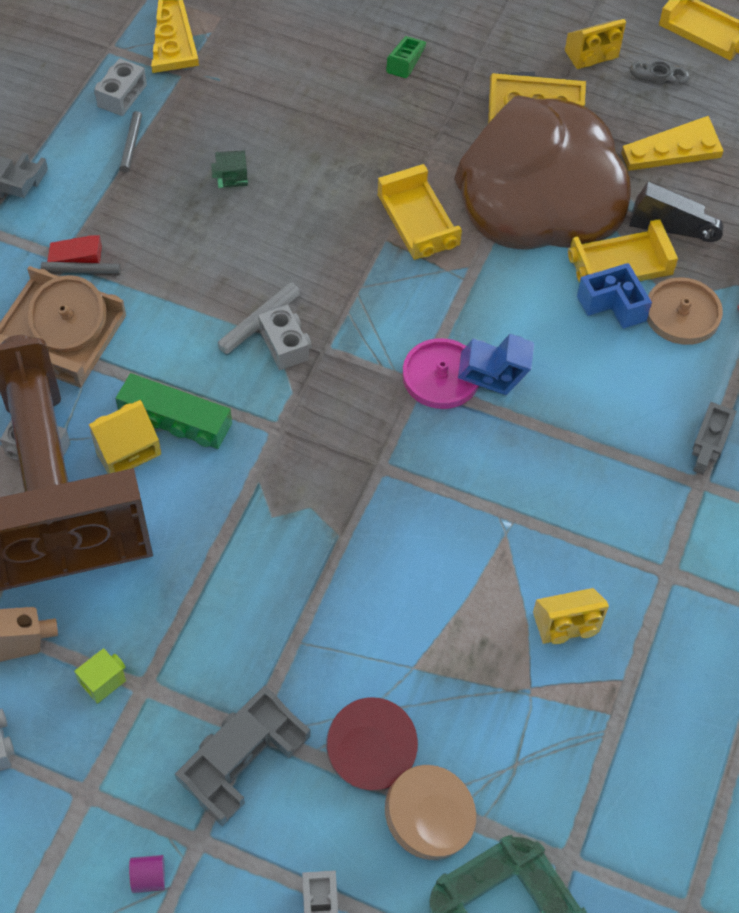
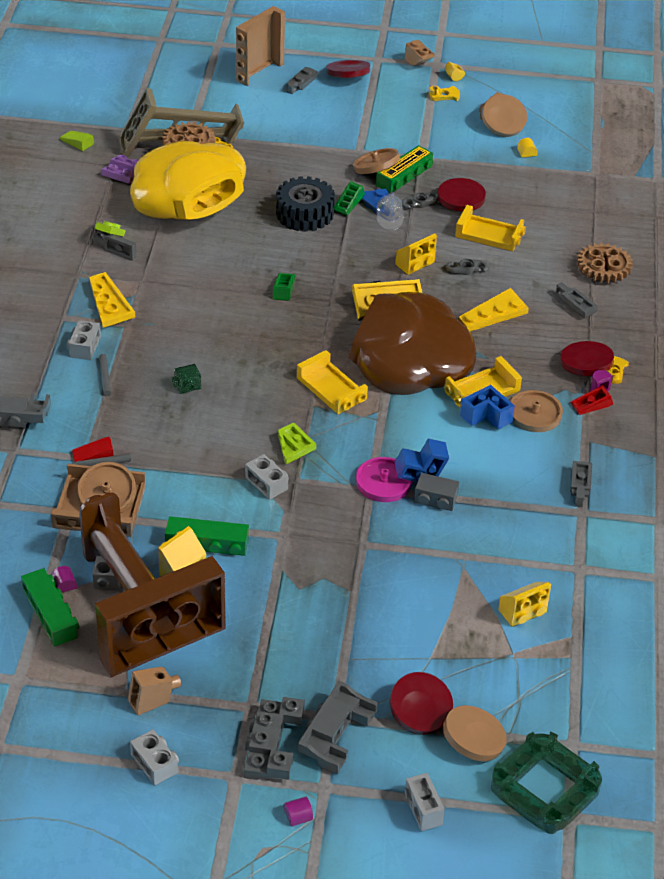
camera: 15 degrees left, 15 degrees down
(101, 675) = (220, 703): lime brick -> none
(143, 745) = (266, 730): none -> dark grey bracket
(251, 323) = (238, 475): light grey axle -> none
(338, 293) = (294, 442): none -> lime wing
(504, 410) = (436, 491): none -> dark grey brick
(676, 214) = (513, 350): black piece -> none

